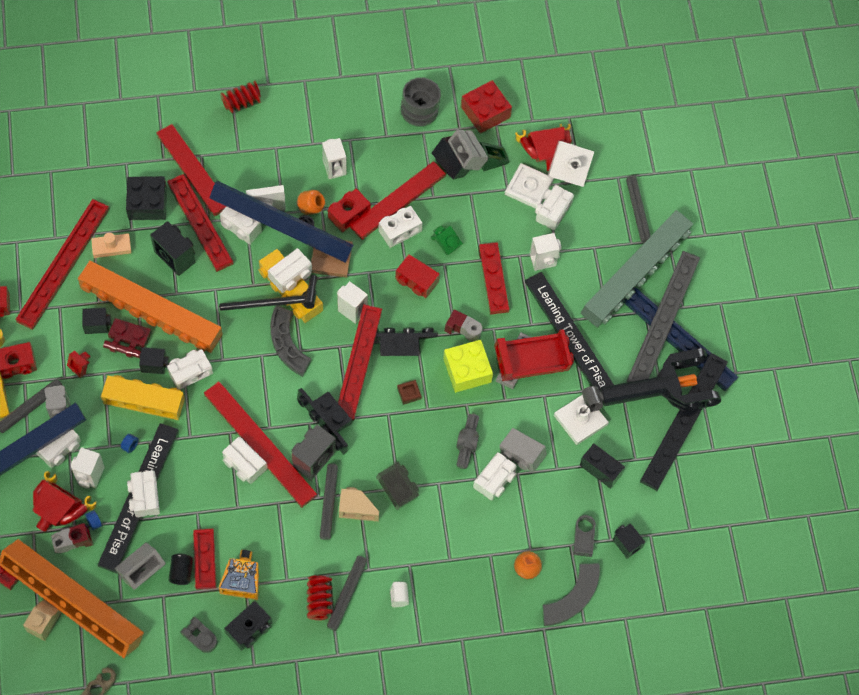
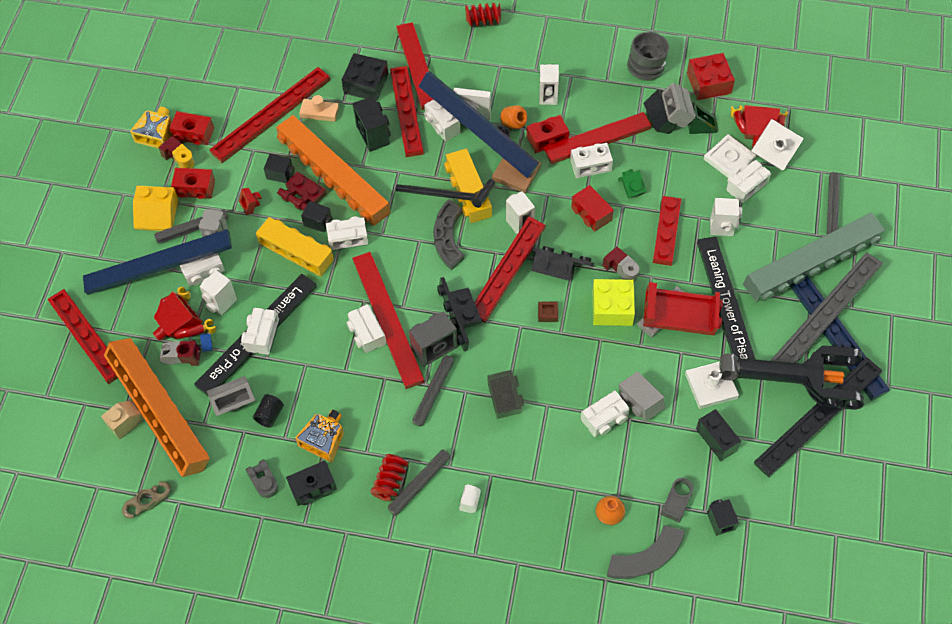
camera: 25 degrees right, 5 degrees down
(129, 443) = (266, 283): blue axle -> none
(204, 559) = (295, 409): red tile -> none
(290, 271) = (470, 169): white brick -> none
(356, 505) = (457, 401): tan slope -> none
(467, 441) = (589, 372): dark grey axle -> none

